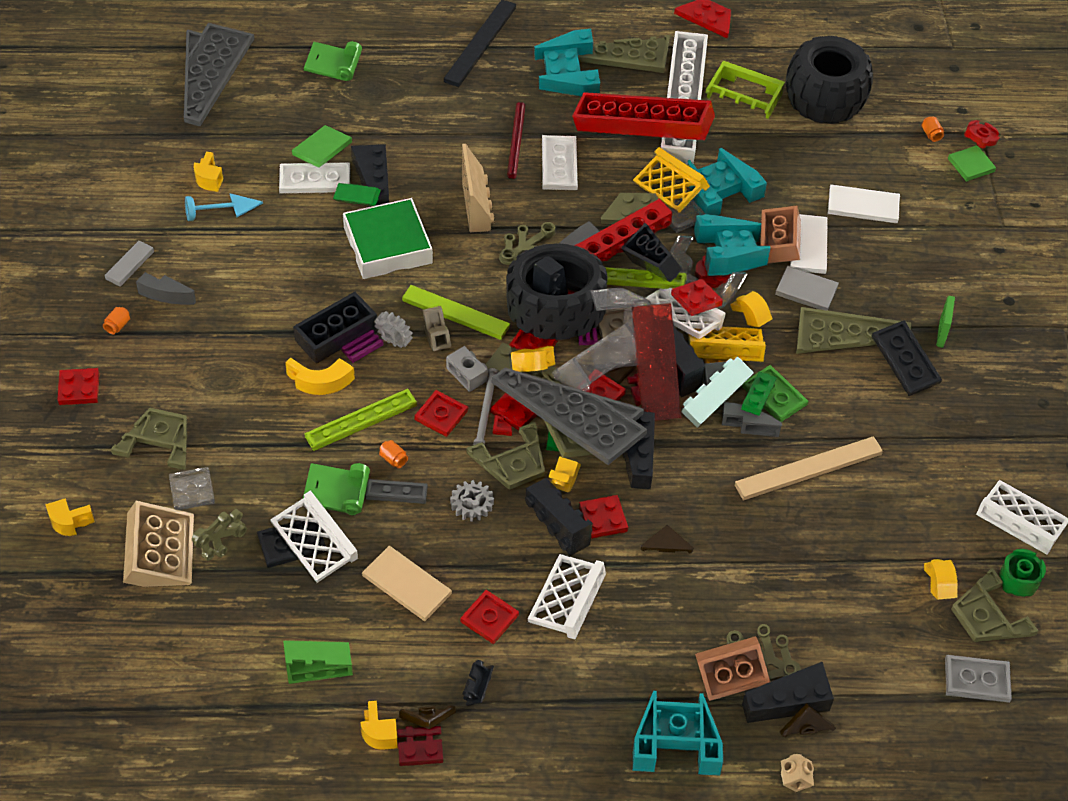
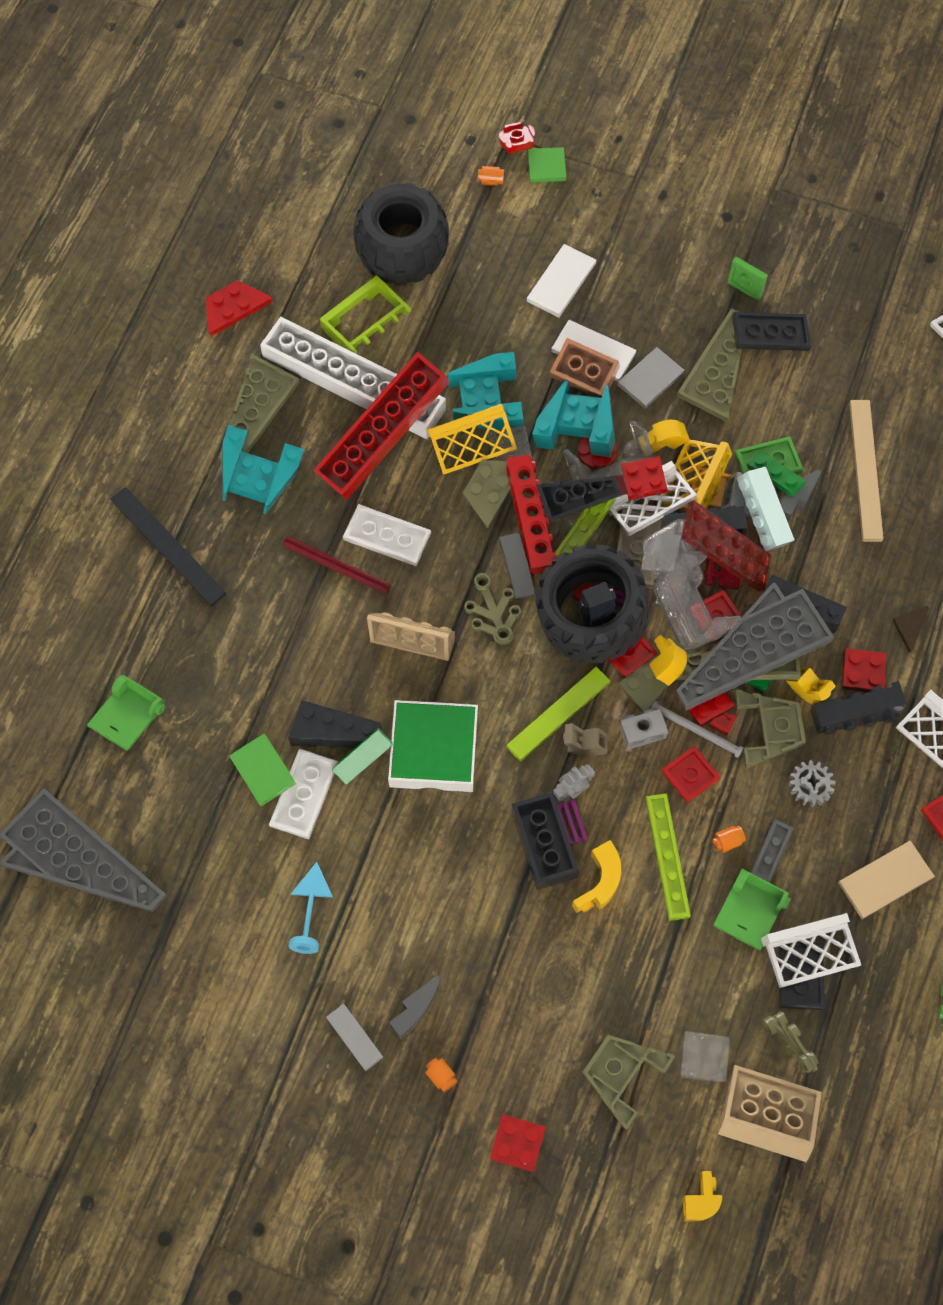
camera: 65 degrees left, 15 degrees up
(207, 174) = (256, 912): yellow brick -> none

